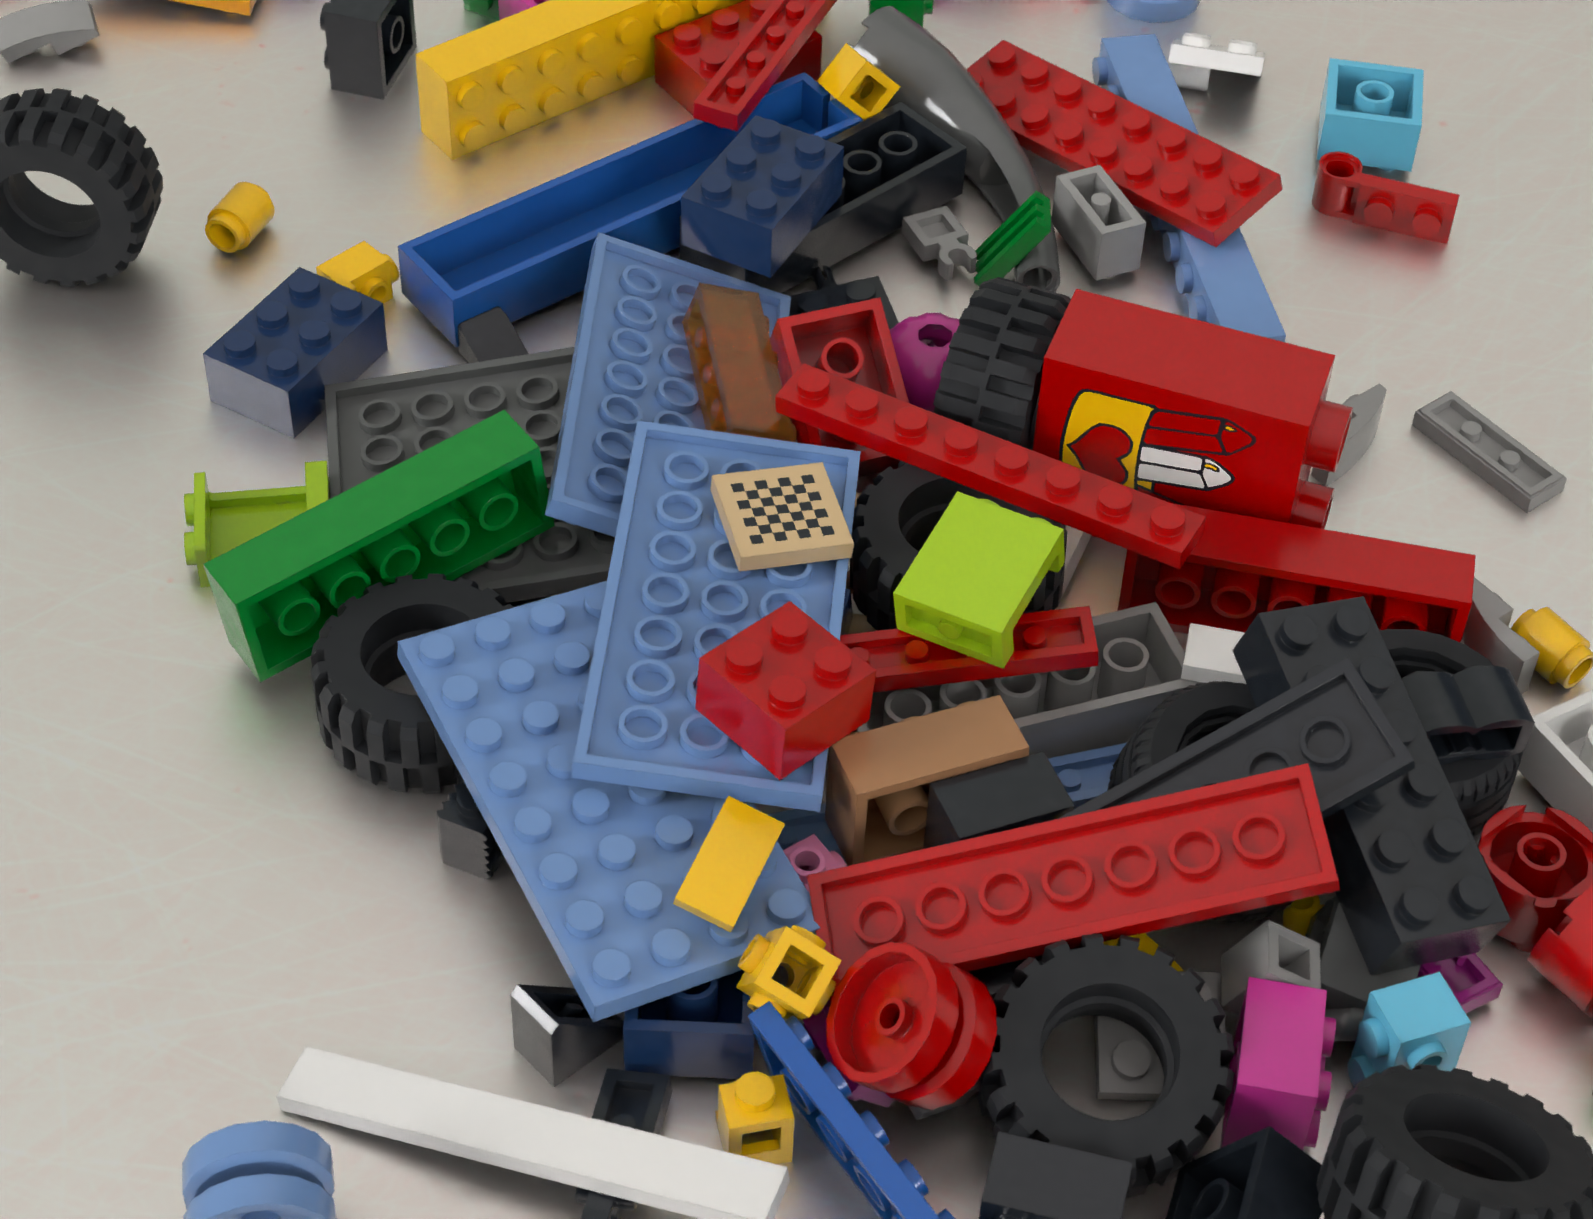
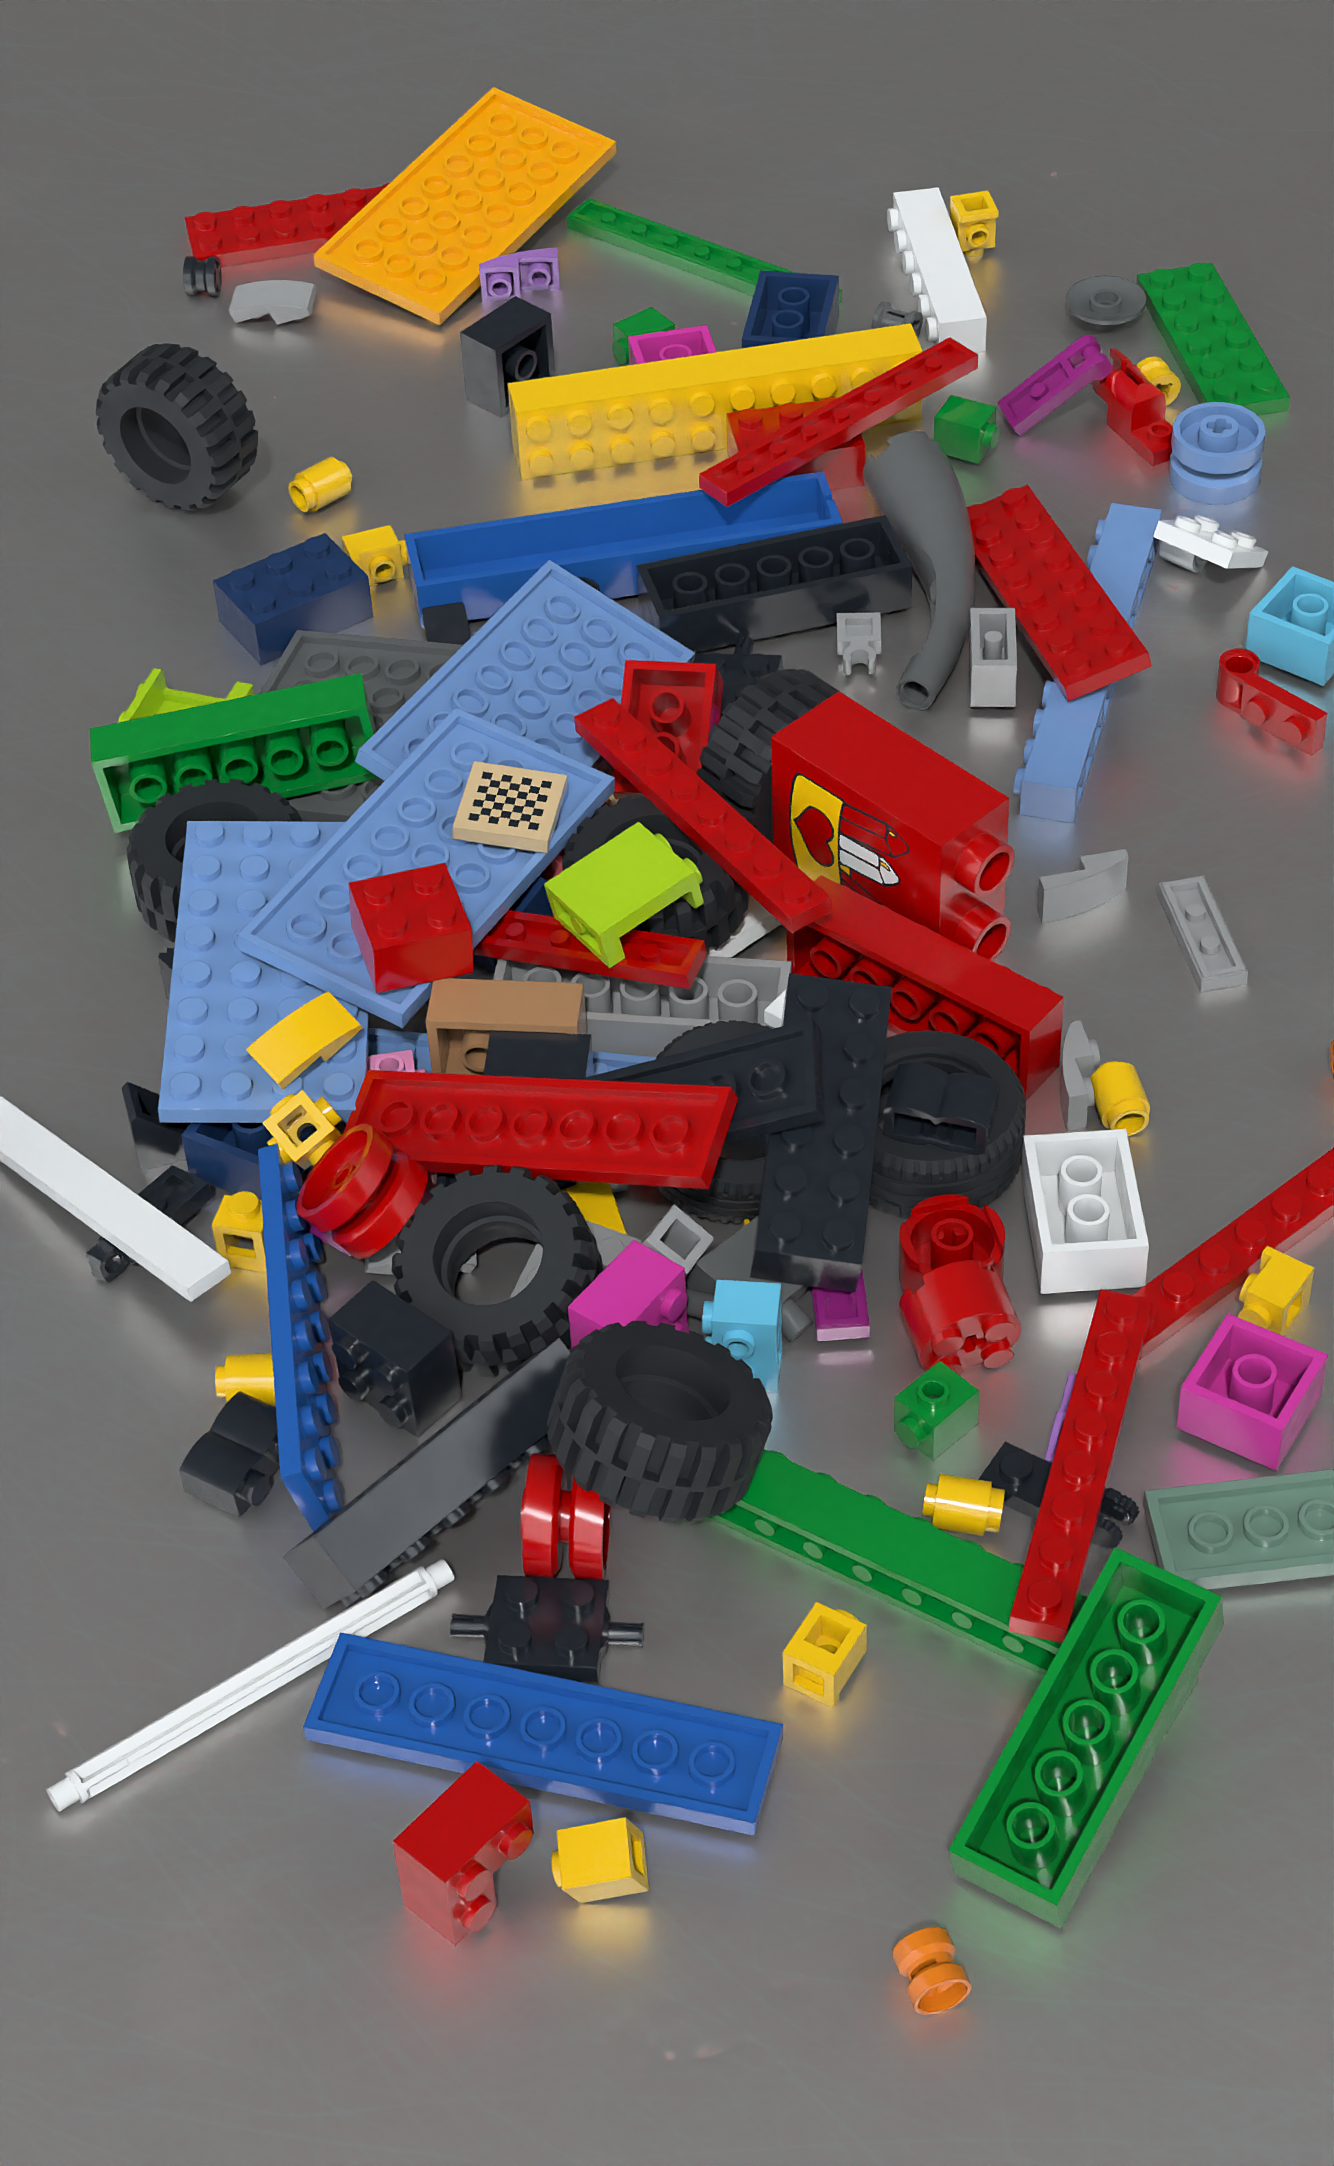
camera: 30 degrees right, 0 degrees up
(734, 363) = (586, 680): clear orange brick -> none
(762, 196) = (699, 562): dark blue brick -> none
(858, 83) = (854, 491): yellow brick -> none
(1014, 239) = (905, 654): green tile -> none

